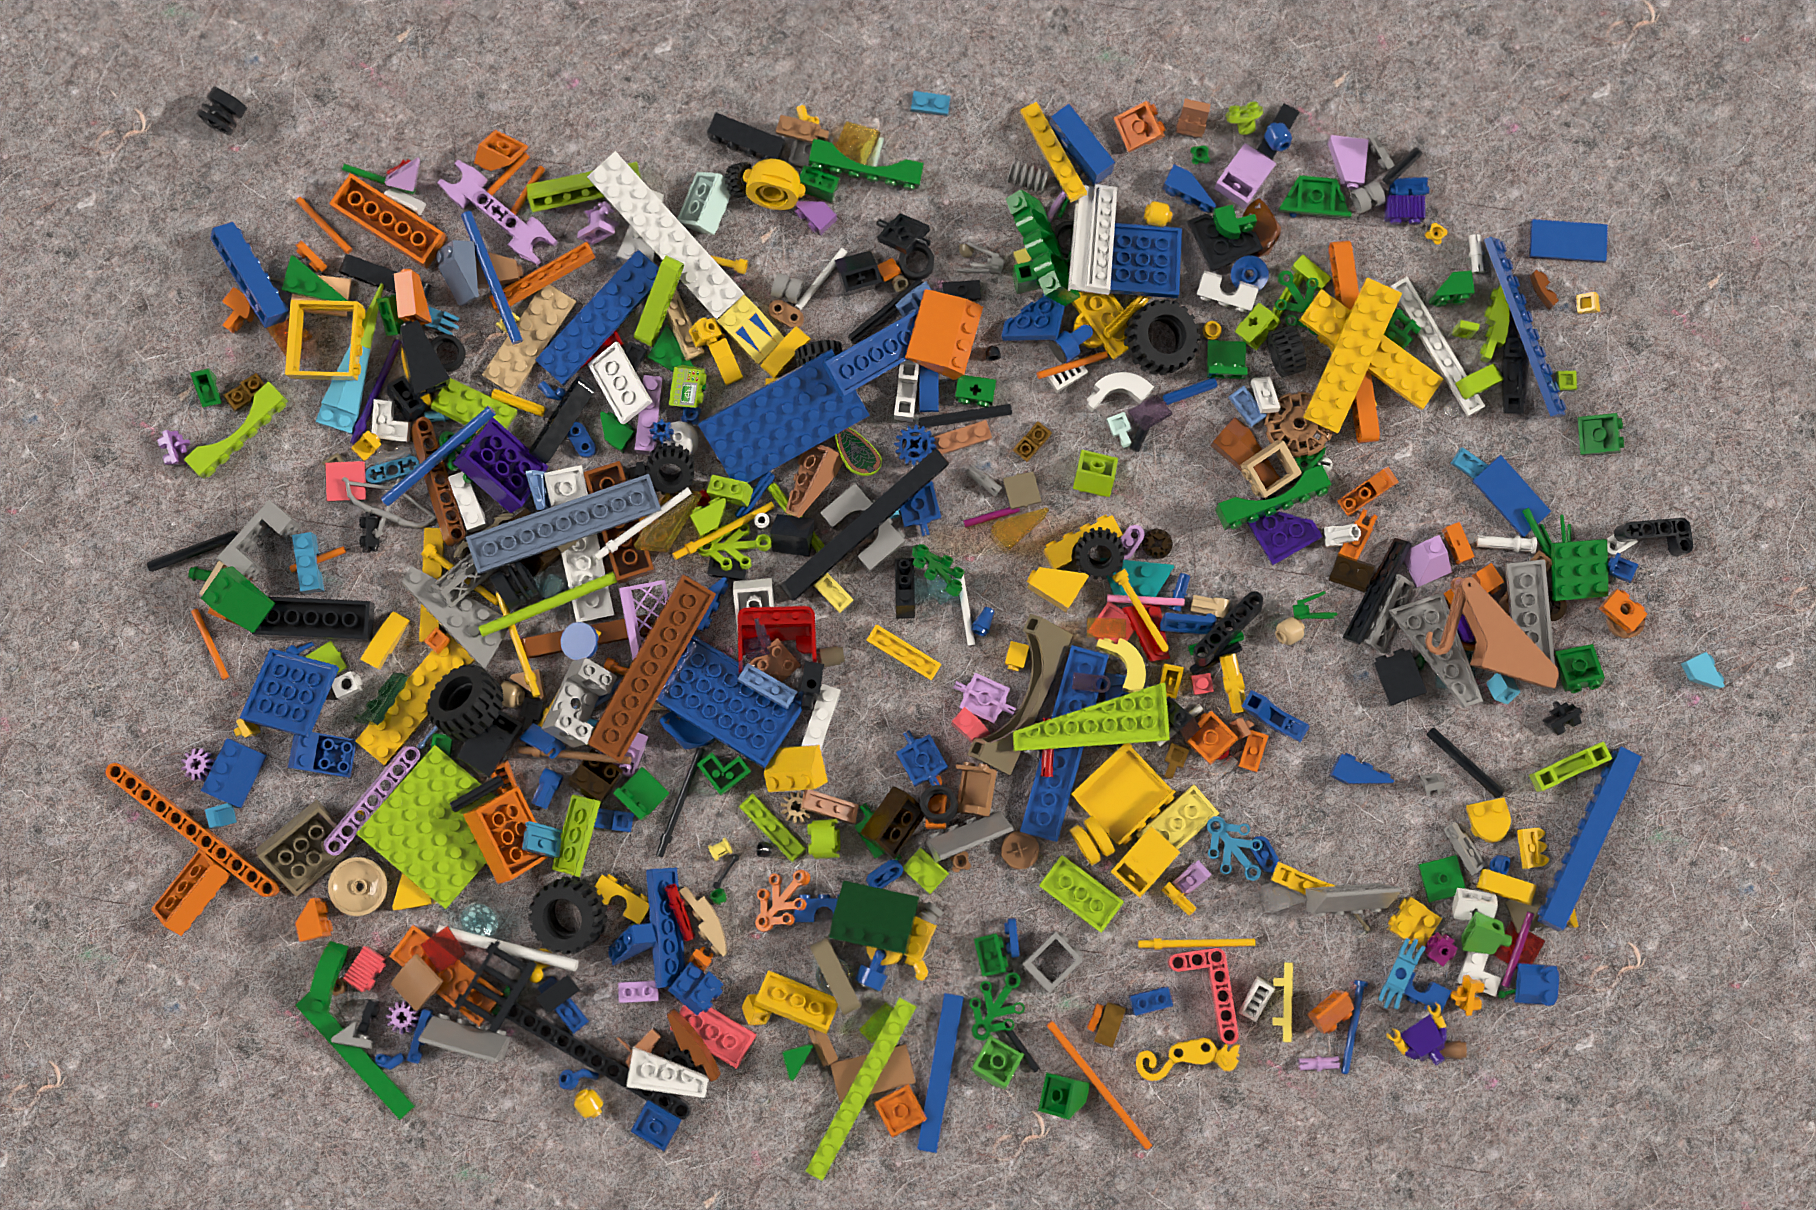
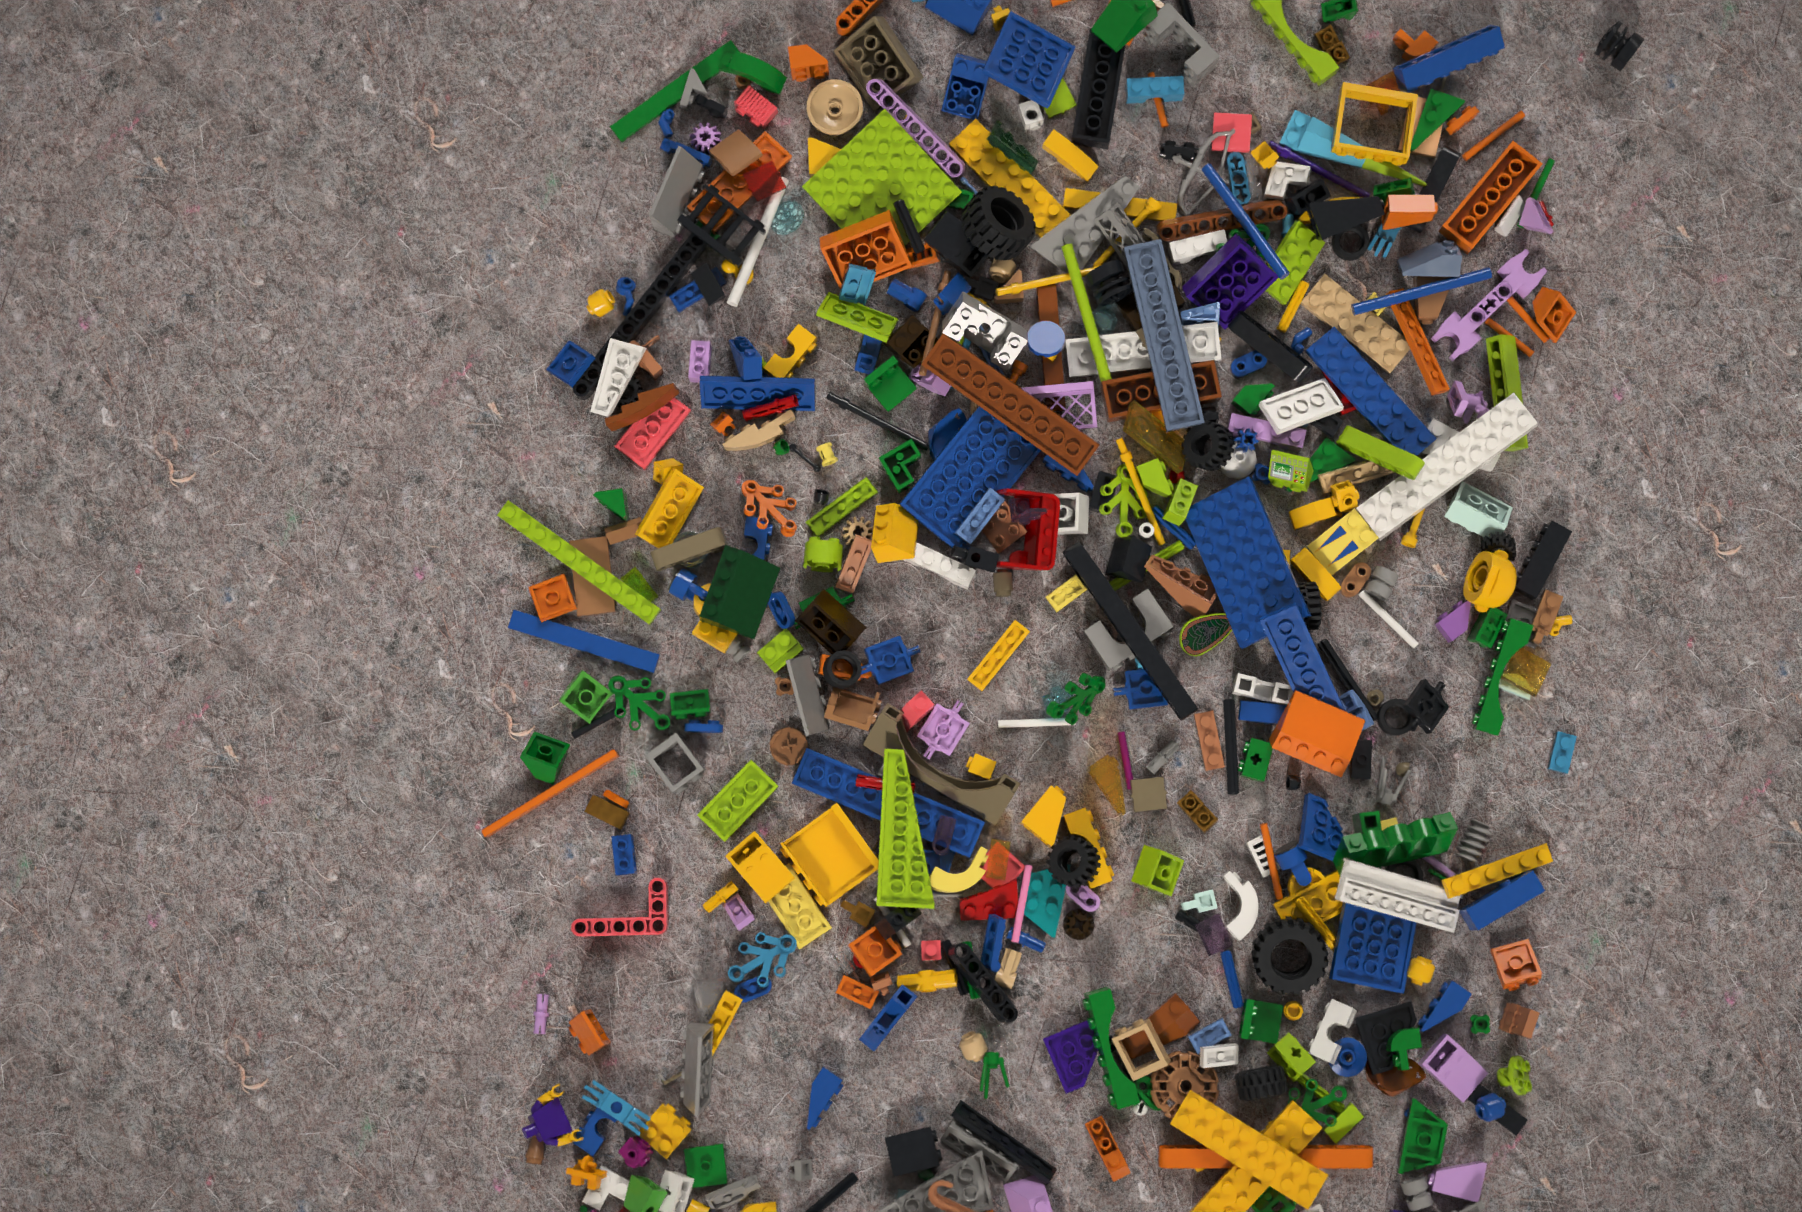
camera: 100 degrees right, 0 degrees up
(293, 650) = (1069, 71): blue hand -> none
(437, 640) = (1063, 204): orange tile -> none
(549, 929) = (774, 280): black tyre -> none
(612, 545) = (1136, 380): white bar -> none
(696, 989) = (694, 415): blue plate -> none
(858, 273) = (1390, 656): black slope -> none
(889, 269) = (1390, 687): orange tile -> none
(904, 588) = (1061, 664): black slope -> none
(909, 450) = (1201, 685): blue gear -> none
(920, 968) = (686, 634): yellow arm -> none
(983, 622) = (1018, 738): blue cone -> none
(1092, 840) = (788, 818): yellow wheel -> none
(1122, 579) = (1044, 882): yellow piece -> none
(1158, 943) = (678, 870): yellow bar -> none
(1171, 676) = (937, 918): yellow slope -> none
(1192, 1053) = (567, 888): yellow animal -> none
(1254, 988) = (622, 975): white slope -> none
(1286, 1020) = (604, 991): light yellow hinge -> none
(1337, 535) = (1064, 1112): white piece -> none
(1351, 572) = (1025, 1118): dark brown plate -> none
(1353, 1025) = (574, 1054): blue bar -> none
(1354, 548) = (1060, 1130): orange hinge -> none

